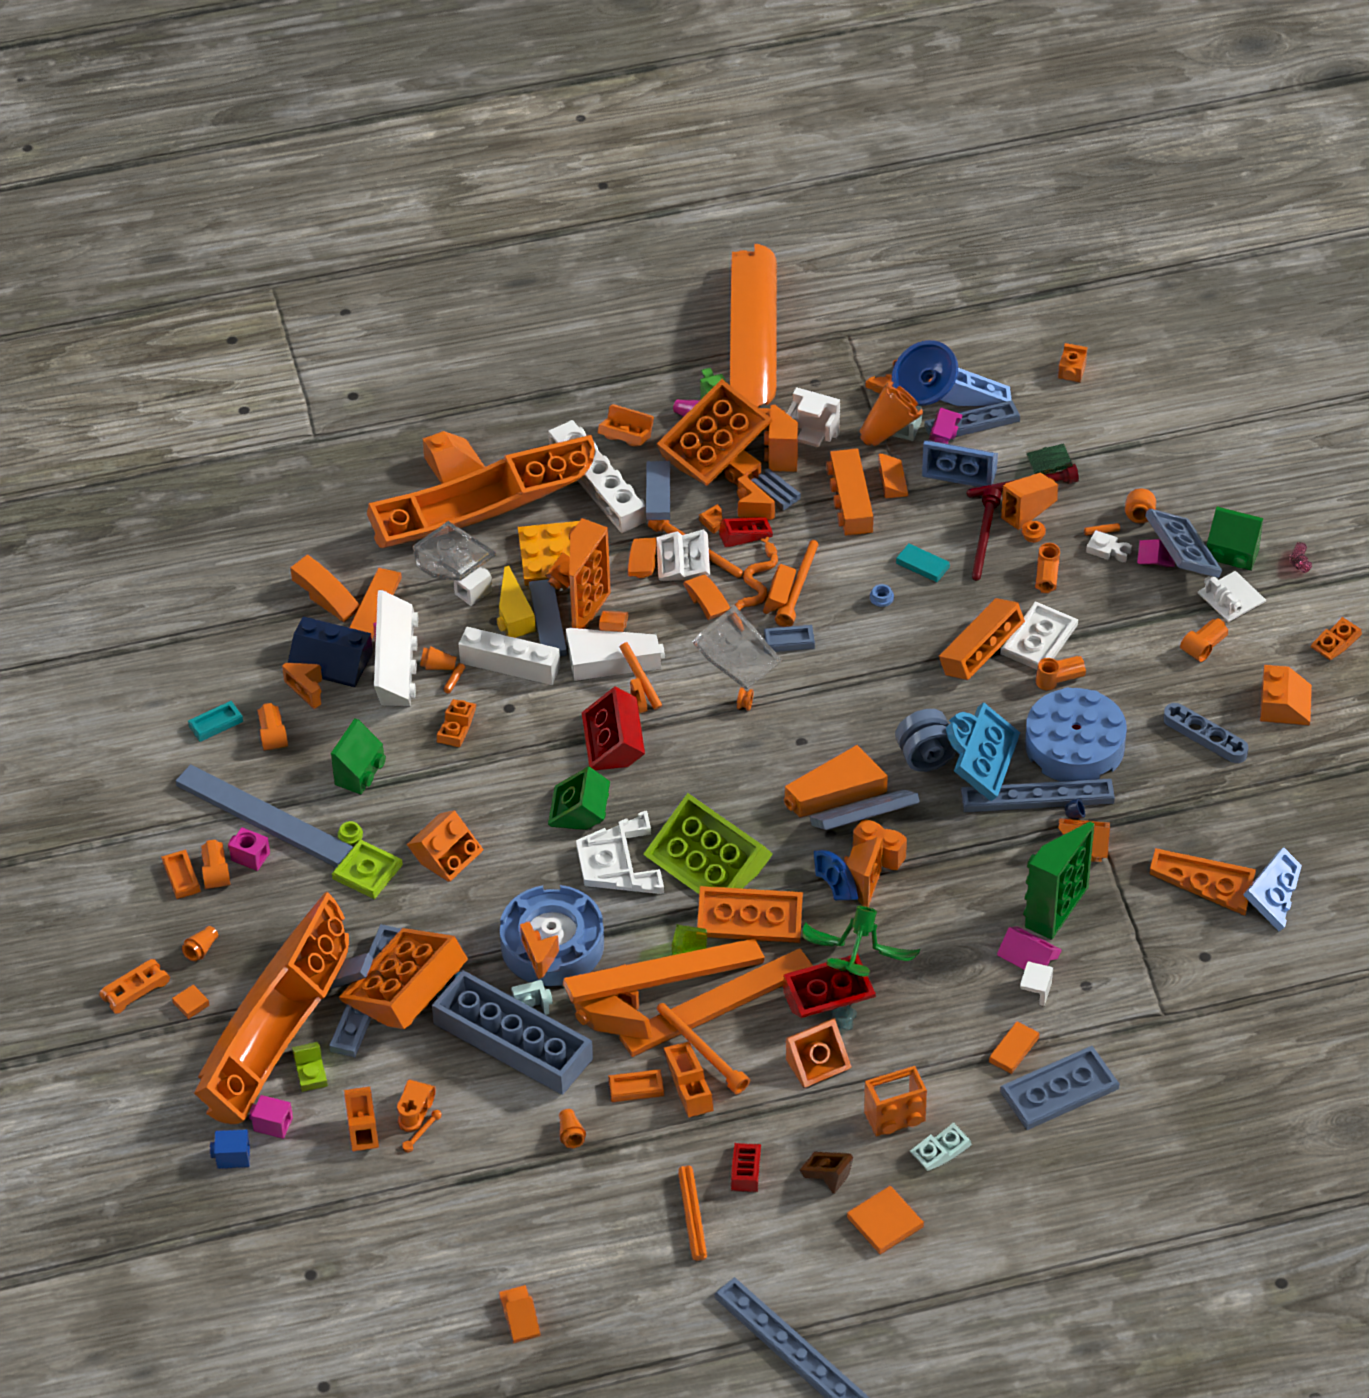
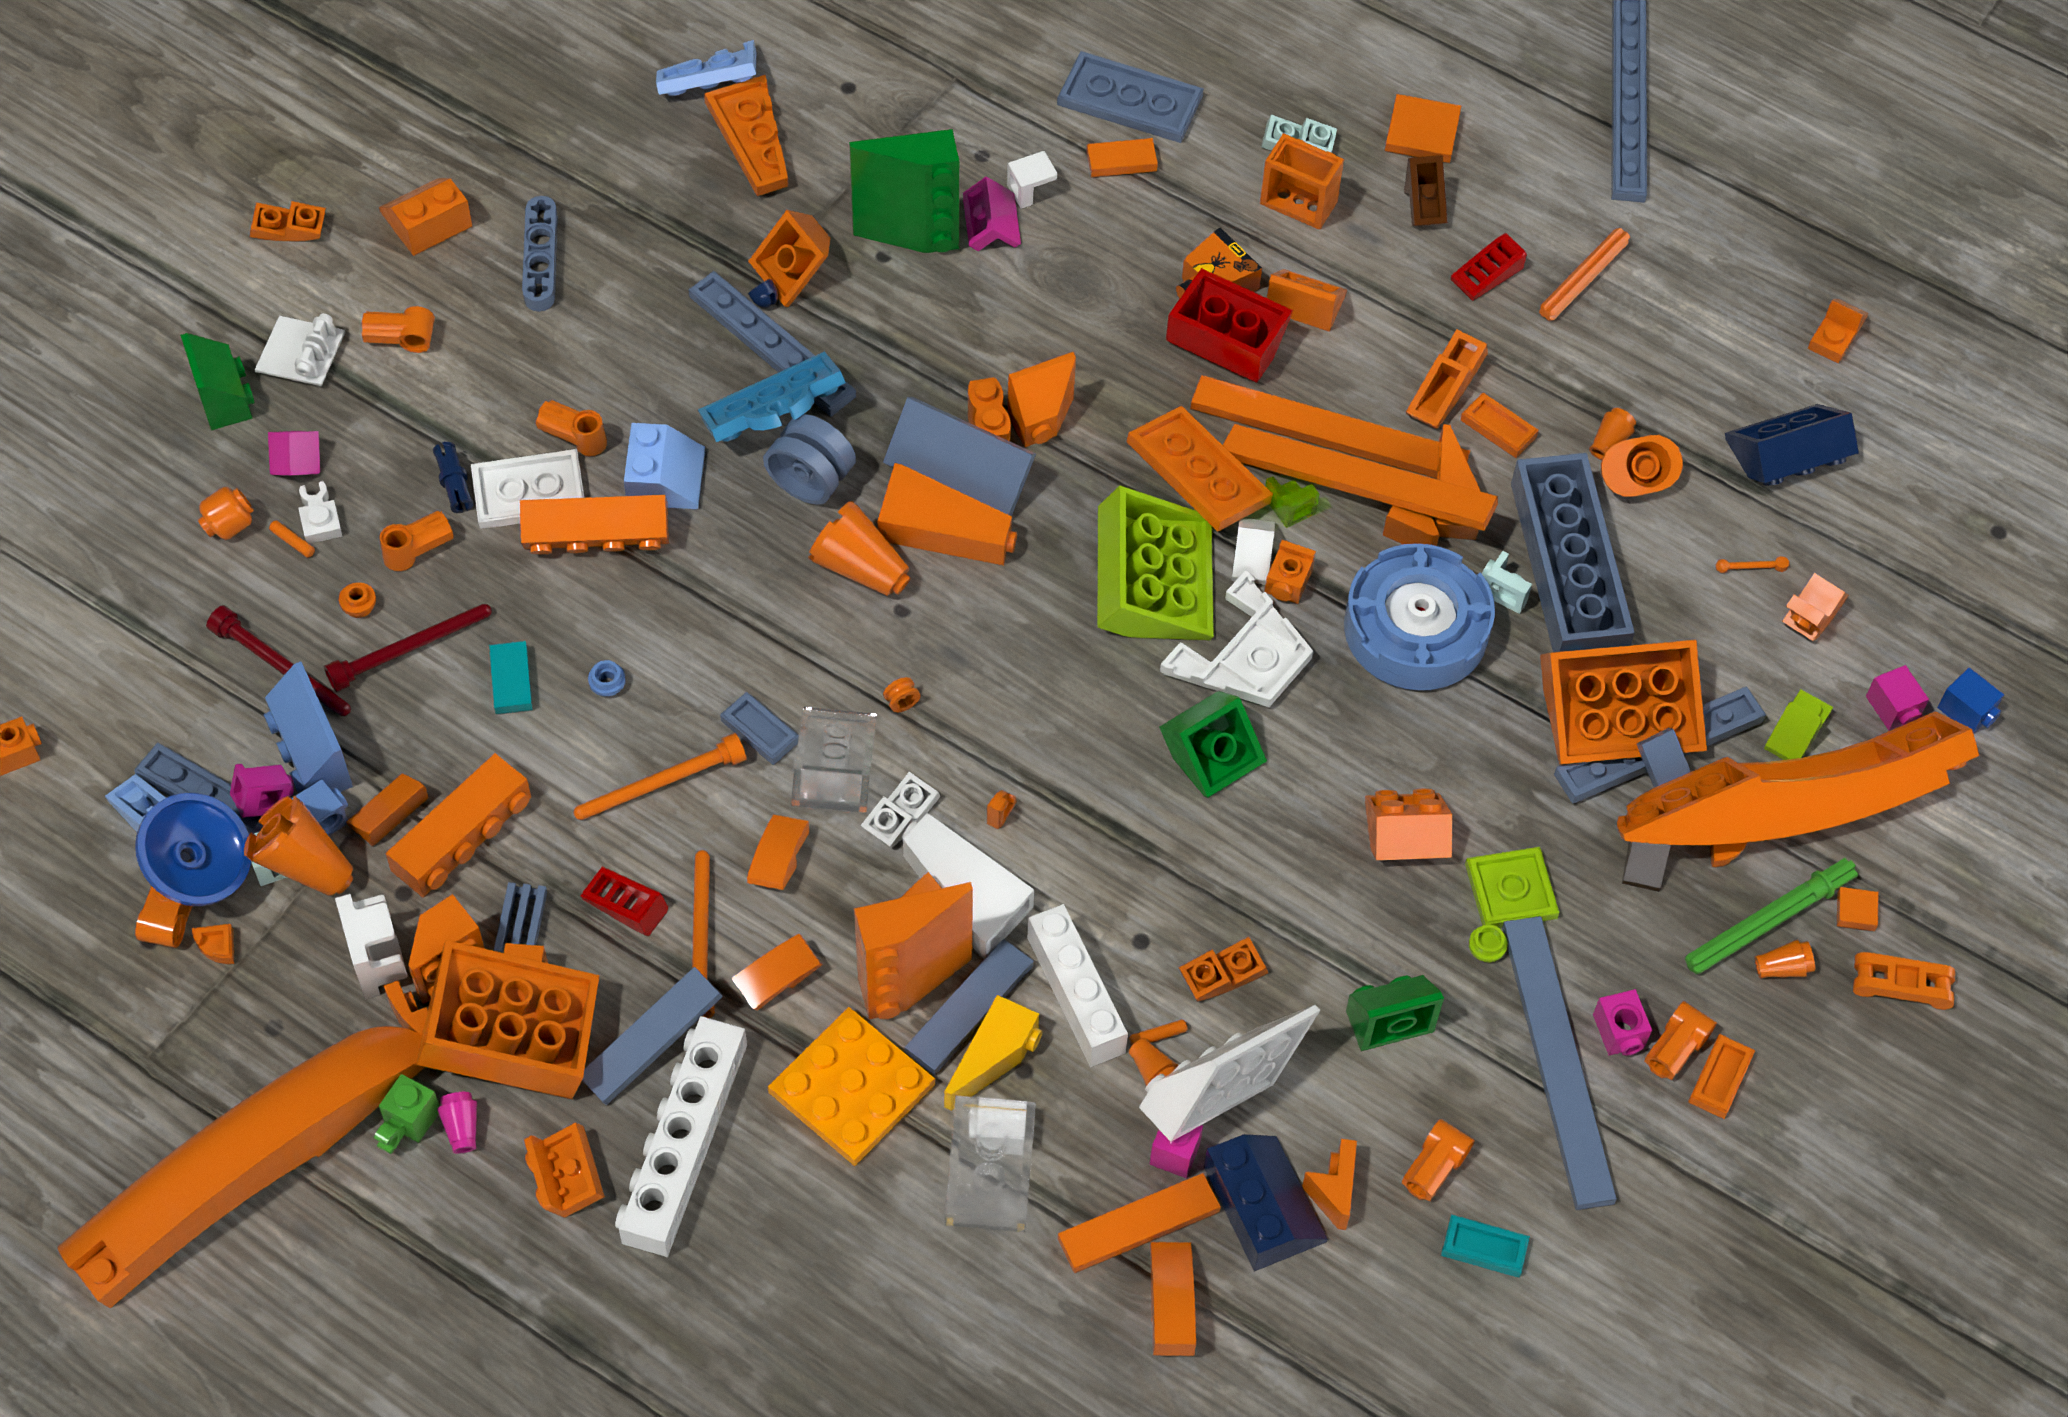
camera: 135 degrees left, 10 degrees up
(219, 991) = (1820, 885): none -> bright green axle
(414, 1104) = (1738, 584): orange piece -> none
(450, 456) = (802, 1346): orange slope -> none
(471, 1209) = (1794, 443): none -> dark blue slope
(483, 493) = (852, 1226): orange slope -> none
(531, 1114) = (1641, 465): none -> orange piece
(540, 952) = (1474, 570): orange slope -> none
(559, 572) = (896, 1030): orange bracket -> none
(613, 731) = (1081, 787): red slope -> none
(639, 673) = (977, 814): orange bar -> none
(640, 904) = (1290, 572): none -> orange brick
(677, 907) = (1253, 549): none -> white slope
(680, 660) = (905, 805): none -> white slope
(682, 556) = (735, 927): white slope -> none
(712, 518) = (633, 955): orange tile -> none
(736, 1079) = (1406, 340): orange piece -> none
(753, 500) = (569, 916): orange slope -> none
(771, 552) = (635, 845): orange animal -> none
(779, 588) = (698, 783): orange slope -> none
(837, 875) = (1070, 426): blue tile -> none
(845, 730) = (860, 552): none -> orange cone
(863, 924) = (1121, 313): green plant -> none
(876, 1025) = (1224, 258): none -> orange torso
(913, 445) = (325, 806): none -> medium blue brick
(994, 685) = (664, 464): none -> light blue slope
(1027, 498) = (314, 623): orange slope -> none
(1049, 459) = (218, 655): clear green piece -> none
(1075, 734) = (660, 348): medium blue piece -> none
(1076, 607) = (453, 477): none -> dark blue pin
(1183, 543) = (267, 417): sand blue tile -> none
(1298, 558) = (184, 322): clear pink arm -> none

